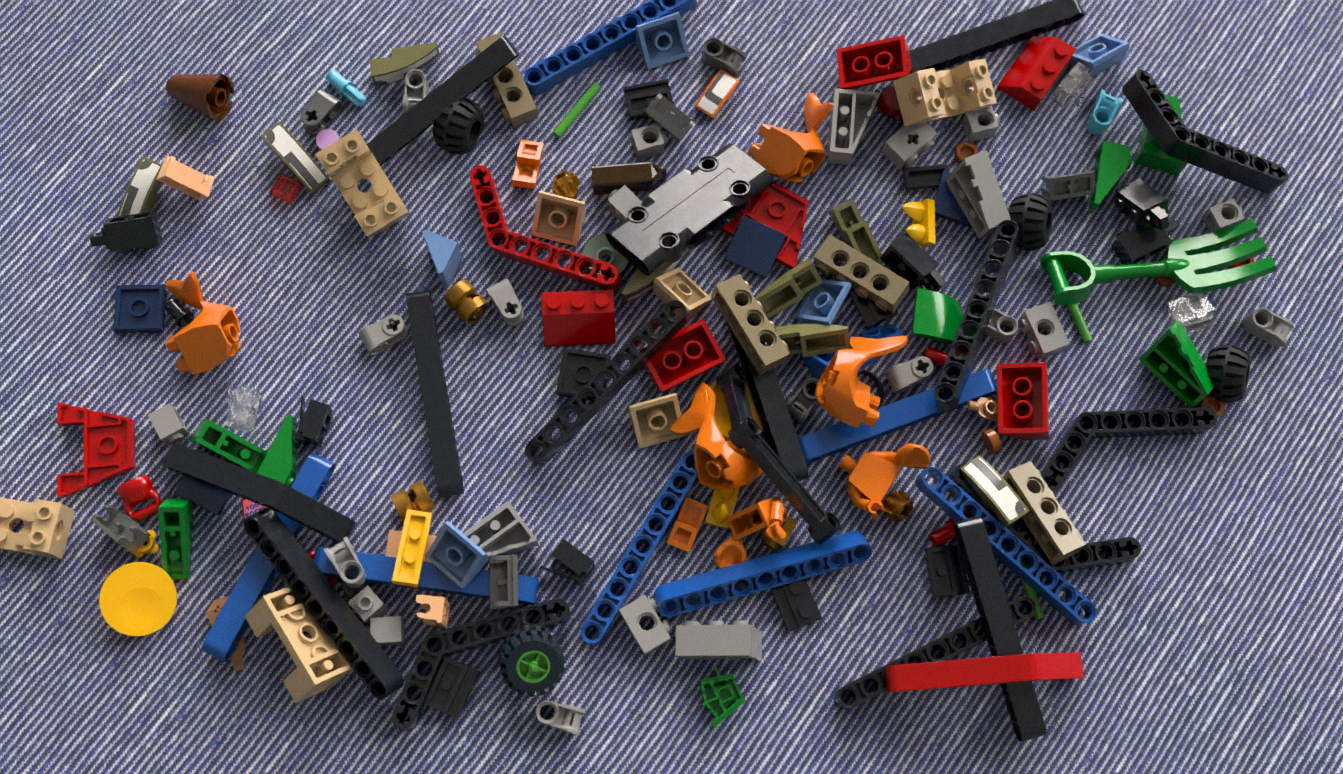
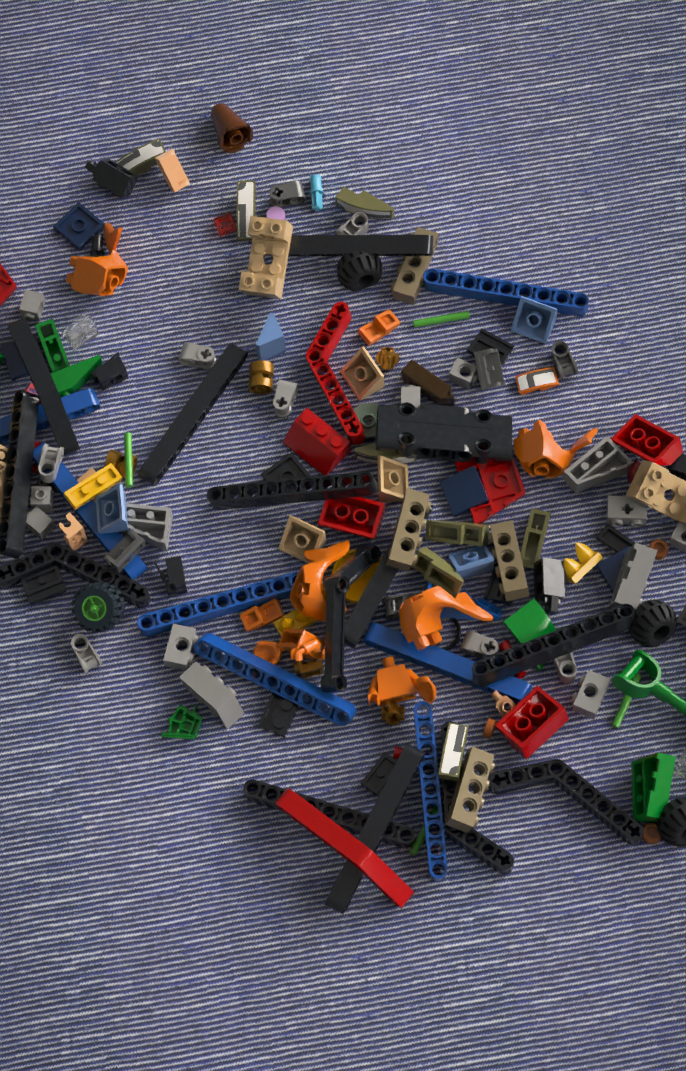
camera: 55 degrees right, 5 degrees down
(421, 491) = (128, 460): none -> bright green bar

